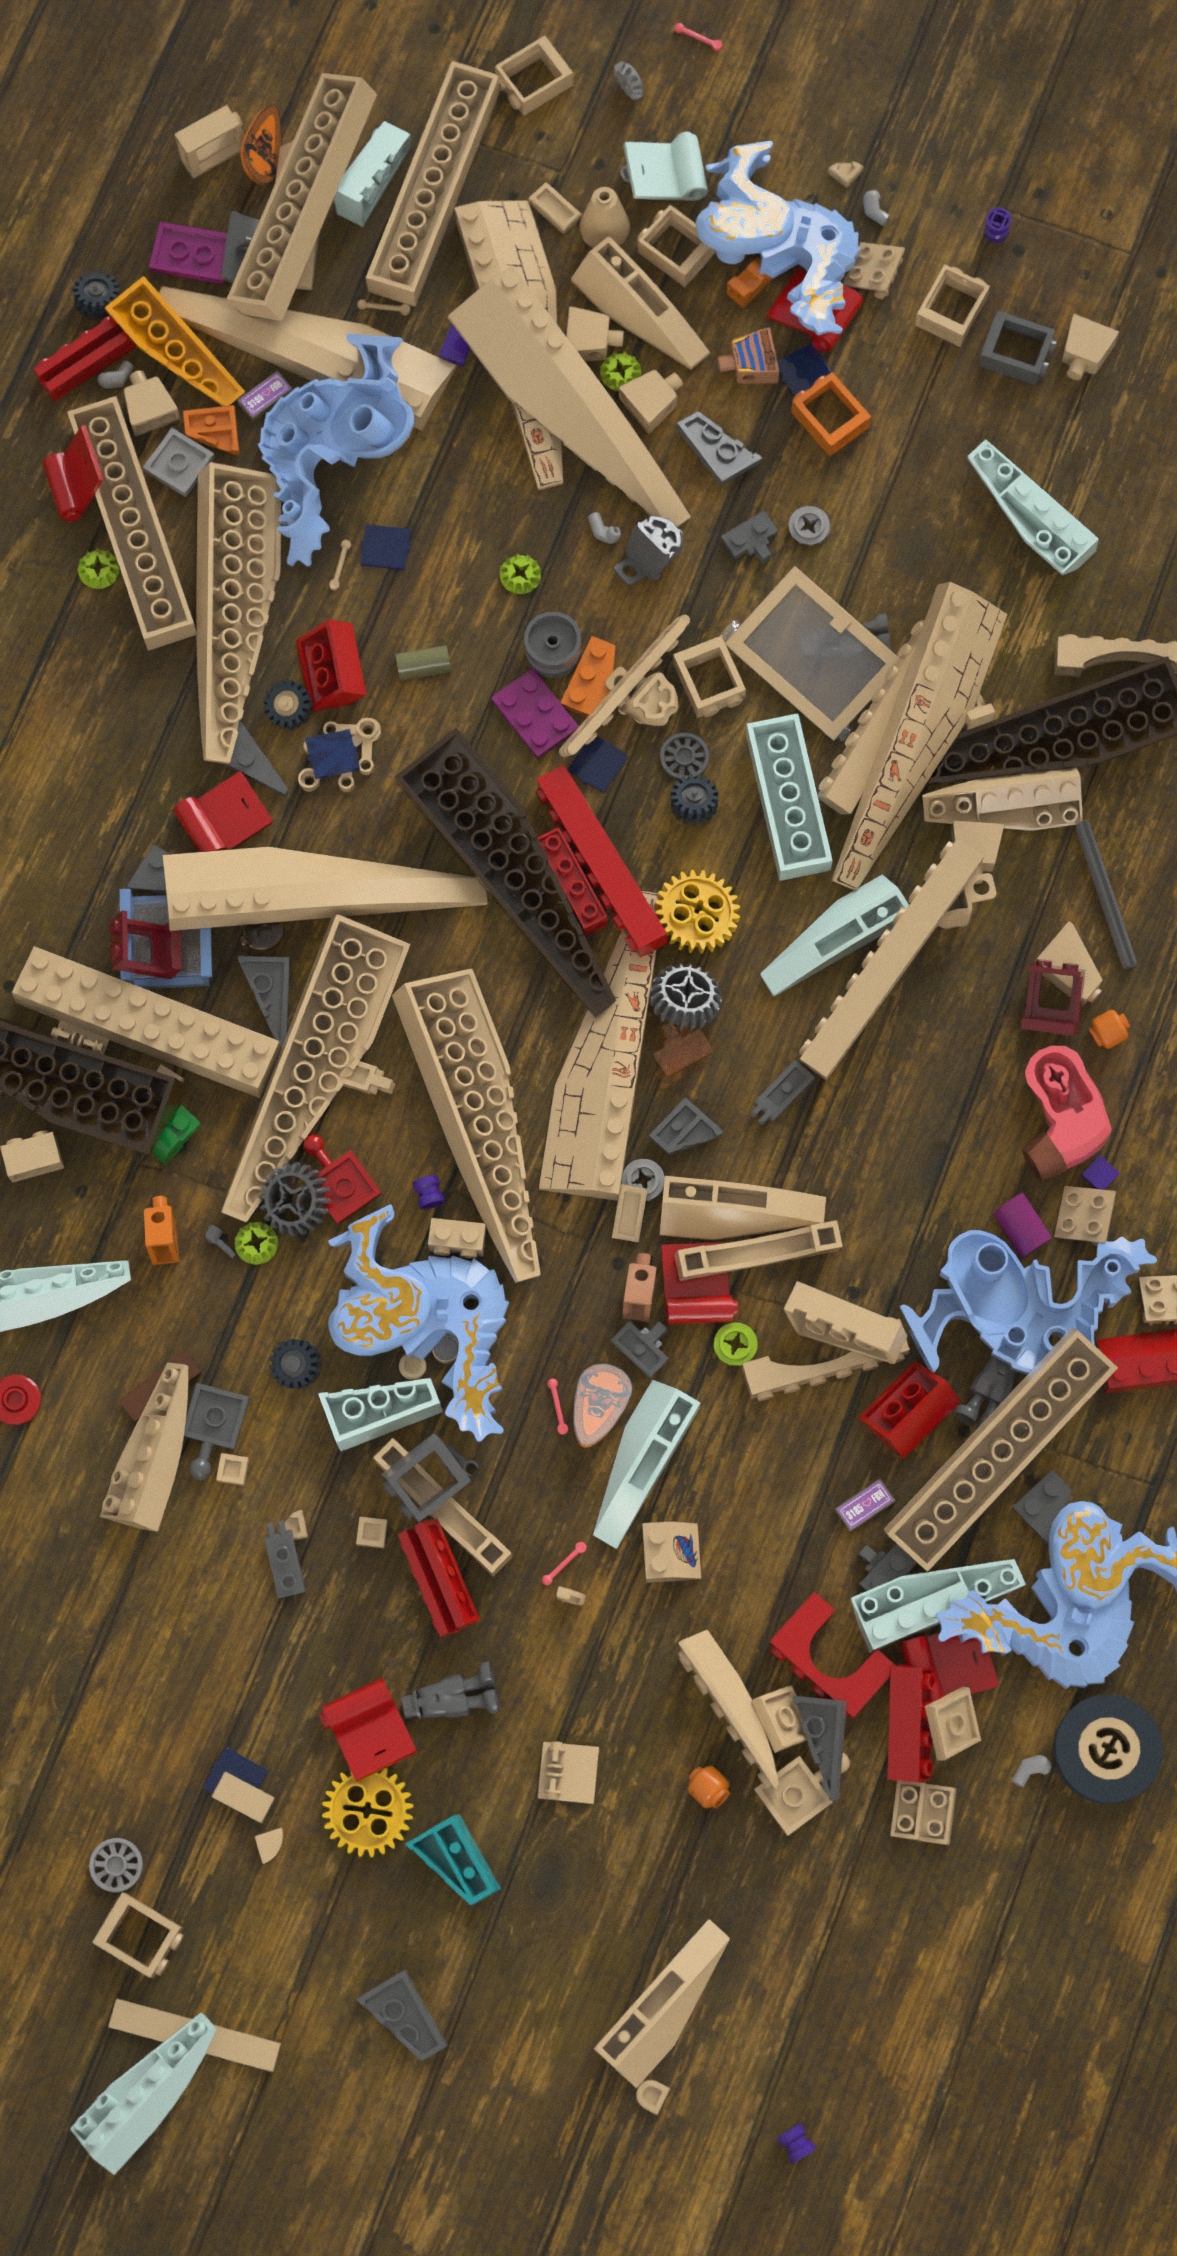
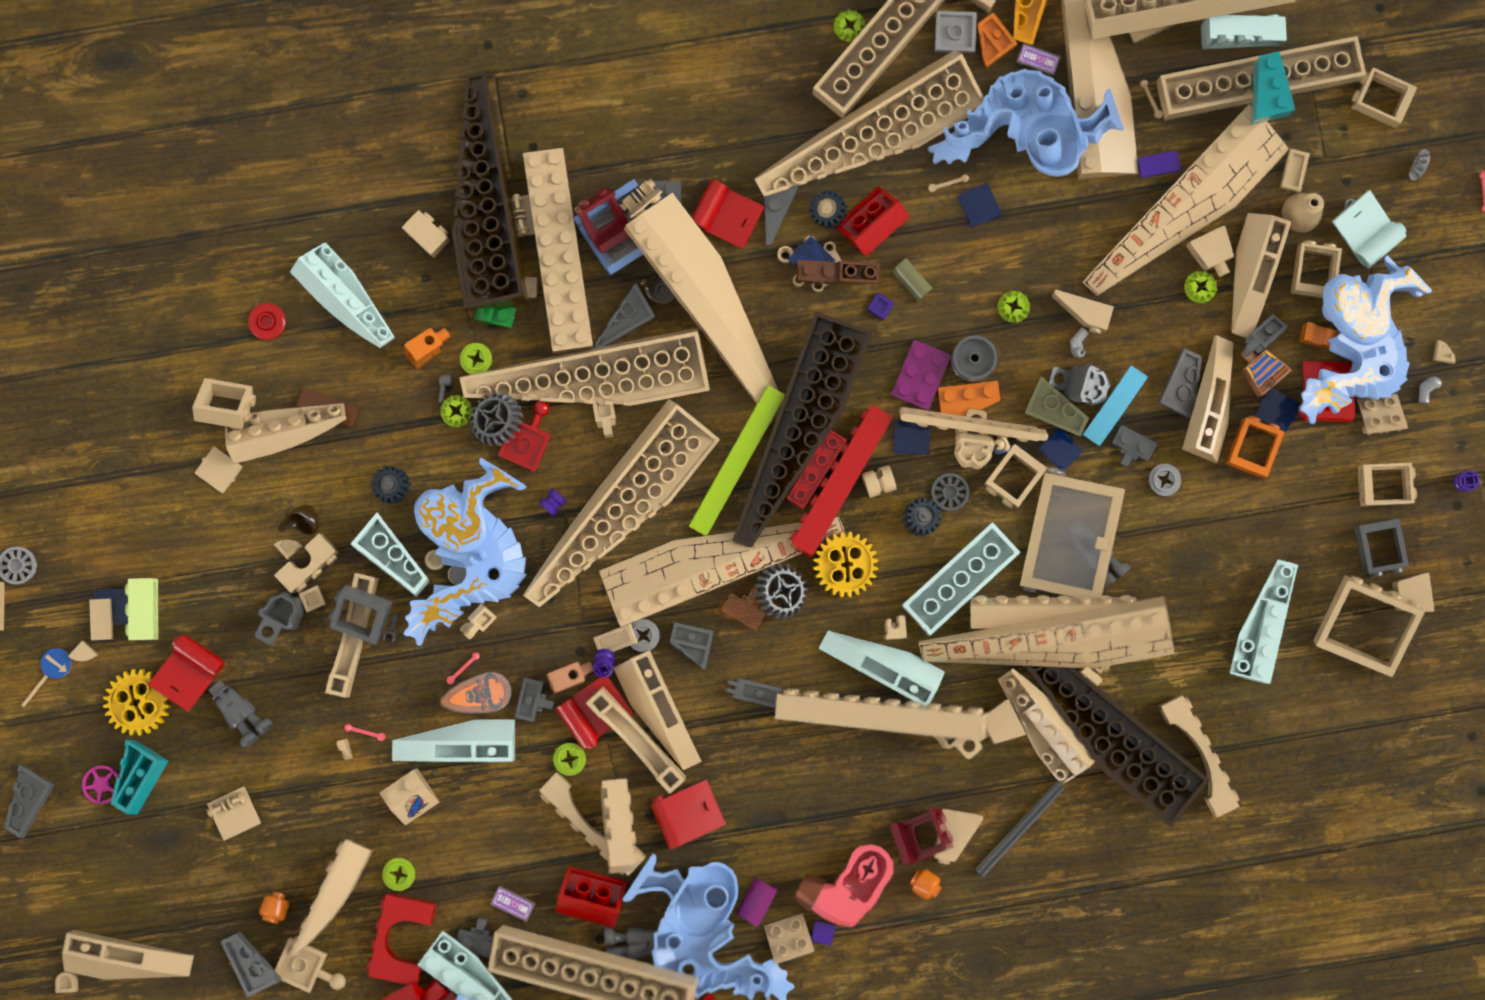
camera: 60 degrees right, 10 degrees up
(92, 1509) = (204, 413): none -> tan window
(150, 885) = (652, 197): none -> tan hinge
(152, 1557) = (218, 470): none -> tan piece
(210, 1173) = (472, 350): none -> lime gear
(216, 1420) = (326, 456): dark grey plate -> none
(232, 1469) = (301, 486): tan plate -> none
(261, 1740) = (142, 609): none -> yellowish green brick
(262, 1888) = (54, 664): none -> blue piece
(273, 1489) = (302, 519): none -> dark brown hat
(284, 1561) = (262, 554): dark grey hinge -> none
(325, 1489) = (321, 553): none -> tan arch
(365, 1574) = (280, 612): none -> dark grey piece
(367, 730) = (837, 272): none -> reddish brown slope
(431, 713) = (880, 306): none -> dark purple tile
(438, 1577) = (306, 659): red brick -> none
(439, 1914) = (100, 784): none -> dark pink wheel
(454, 173) = (1270, 89): none -> teal wedge
(457, 1238) = (533, 539): tan brick -> none
(507, 962) = (737, 460): none -> lime tile
(514, 1352) = (479, 619): none -> tan plate
(555, 386) = (1158, 251): tan wedge -> none
(573, 501) = (1088, 312): none -> tan slope
(627, 818) = (879, 481): none -> tan wheel
(648, 1238) = (603, 662): none -> dark purple wheel
(650, 398) = (1192, 319): tan torso -> none
(658, 594) = (1055, 408): none -> olive wing
(667, 668) = (1001, 445): none -> tan arm
(696, 529) = (1115, 405): none -> medium azure slope
(710, 612) = (1060, 450): none -> clear blue piece
(714, 334) = (1264, 335): none -> dark grey hinge
(754, 1604) = (391, 879): none -> lime gear
(758, 431) = (1212, 405): none -> tan wedge
(759, 1855) = (249, 964): none -> dark grey wing
(780, 1718) = (342, 931): tan tile -> none
(806, 892) = (894, 631): none -> tan hinge
(825, 1730) = (350, 962): dark grey wing -> none
(877, 1248) = (684, 814): none -> door
(1056, 428) = (1373, 590): none -> tan window

